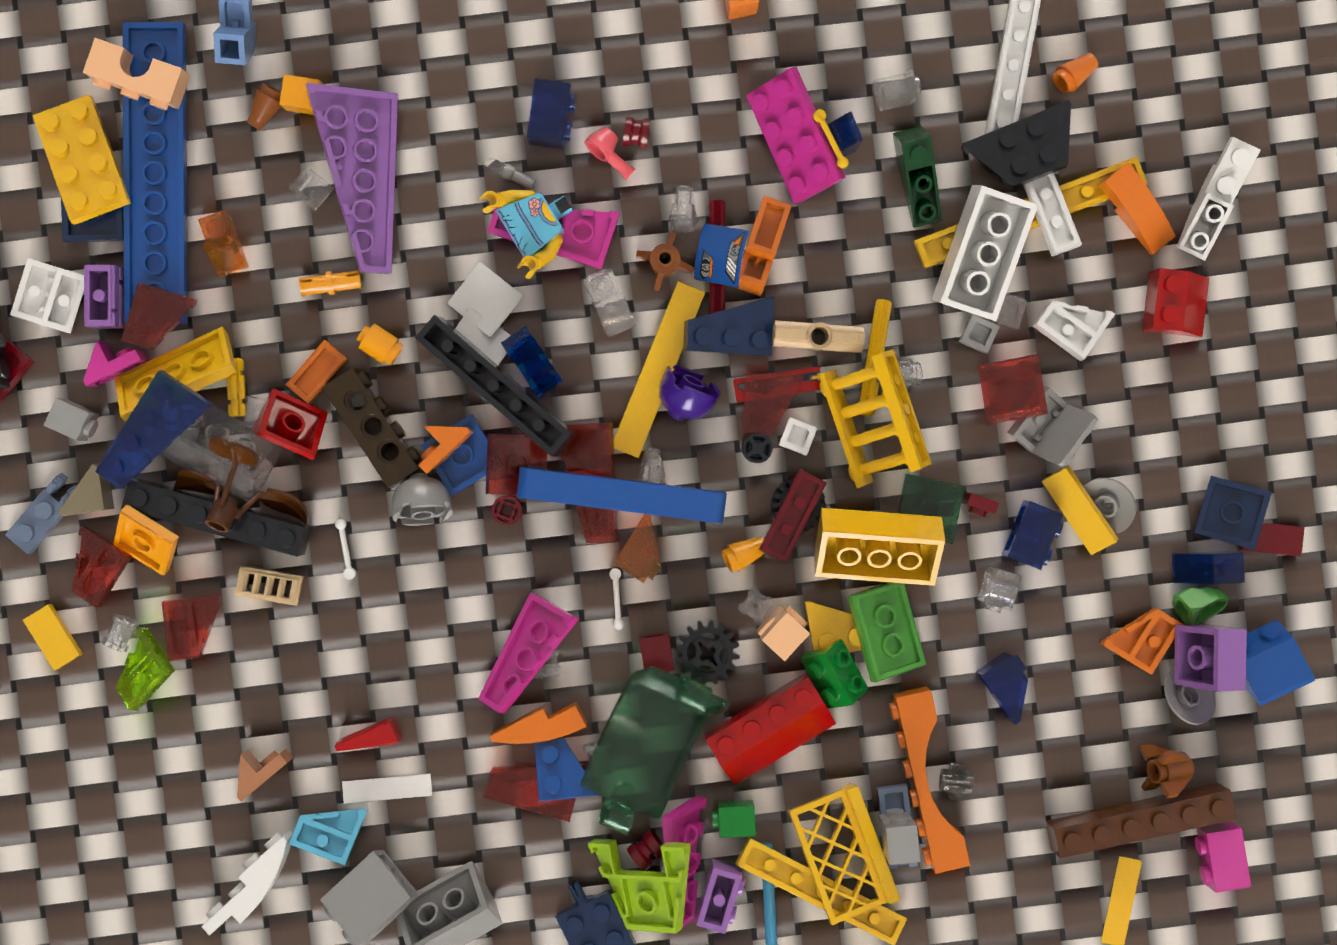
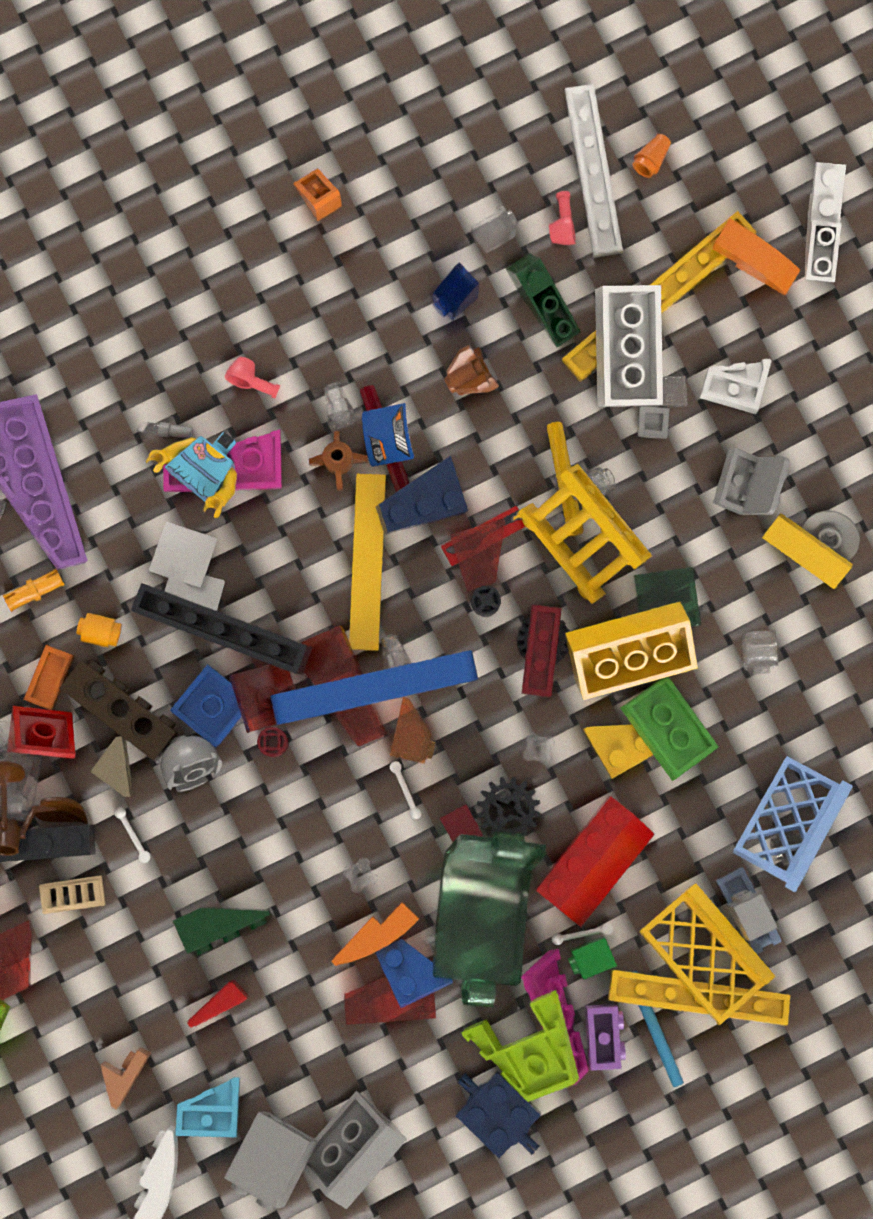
camera: 20 degrees left, 5 degrees down
(349, 482) = (115, 767): none -> dark tan slope
(387, 788) = (251, 1050): white sticker -> none
(389, 659) = (209, 924): none -> dark green slope
(449, 439) = (196, 694): orange slope -> none
(529, 645) = (337, 866): dark pink wing -> none
(531, 361) = (247, 595): clear blue brick -> none
(550, 114) = (184, 363): clear blue brick -> none
(609, 302) = (299, 515): clear slope -> none
(636, 132) = (269, 351): dark red wheel -> none
(646, 851) = (519, 1019): dark red wheel -> none
(686, 395) = (401, 574): dark purple cylinder -> none
(742, 553) = (508, 704): light orange cone -> none
(758, 794) = (606, 929): none -> white hinge
(762, 245) = (423, 413): orange slope -> none
(783, 631) = (571, 759): light nougat arch -> none
(794, 136) = (417, 302): dark pink plate -> none
(797, 436) = (519, 576): white plate -> none
(820, 116) = (432, 277): yellow hinge -> none
(821, 223) = (469, 373): none -> dark orange brick
(835, 675) = (636, 786): green bracket -> none
(837, 337) = (523, 474): tan piece -> none
(916, 719) = (727, 799): orange arch -> none
(961, 114) = (563, 230): none -> coral bar
(979, 504) = (712, 579): dark red plate -> none
(992, 777) = (811, 840): none -> light blue fence
(1006, 684) = (800, 738): clear blue slope -> none
(1013, 389) = (702, 461): clear red plate -> none
(1026, 147) = (632, 238): black wing -> none
(1033, 535) = (773, 589): clear blue brick -> none
(1053, 215) = (675, 286): white tile -> none
(1175, 302) = (823, 329): red slope -> none

